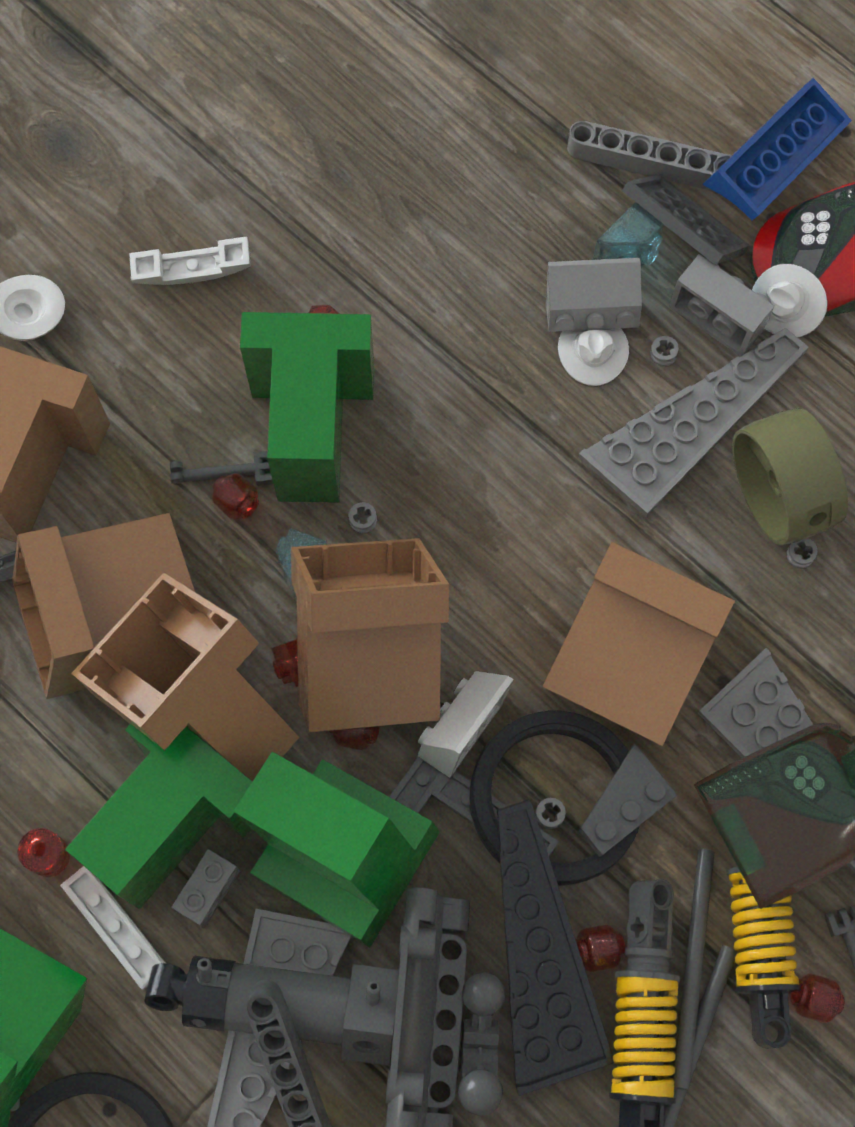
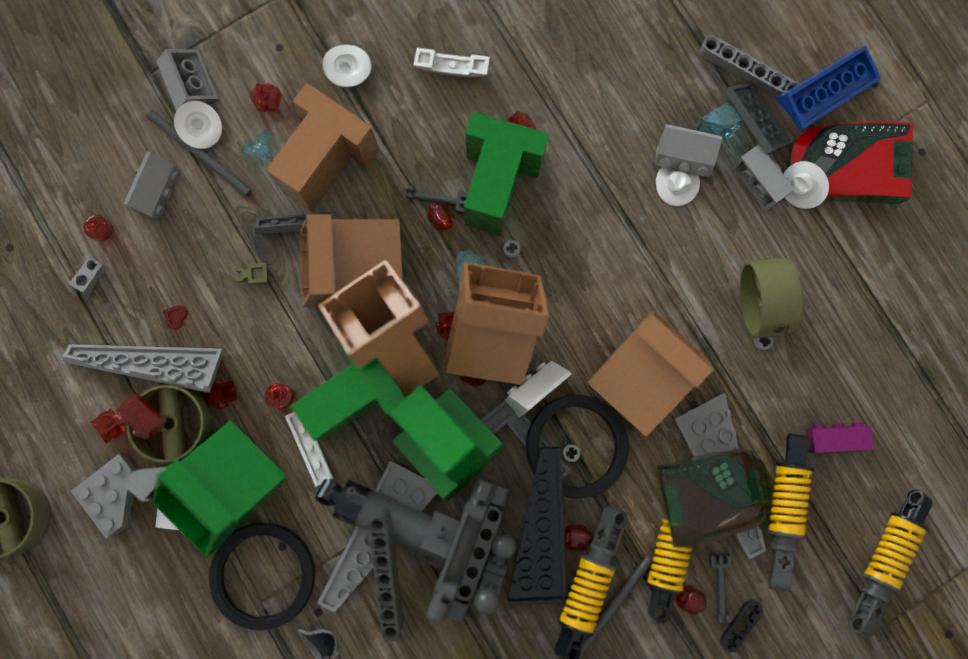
camera: 15 degrees right, 10 degrees up
(206, 888) = (365, 442): light grey brick -> none
(626, 803) = (616, 462): dark grey wing -> none
(666, 443) = (703, 253): light grey wing -> none
(670, 343) = (720, 201): light grey bush -> none
(693, 969) = (626, 563): dark grey piece -> none

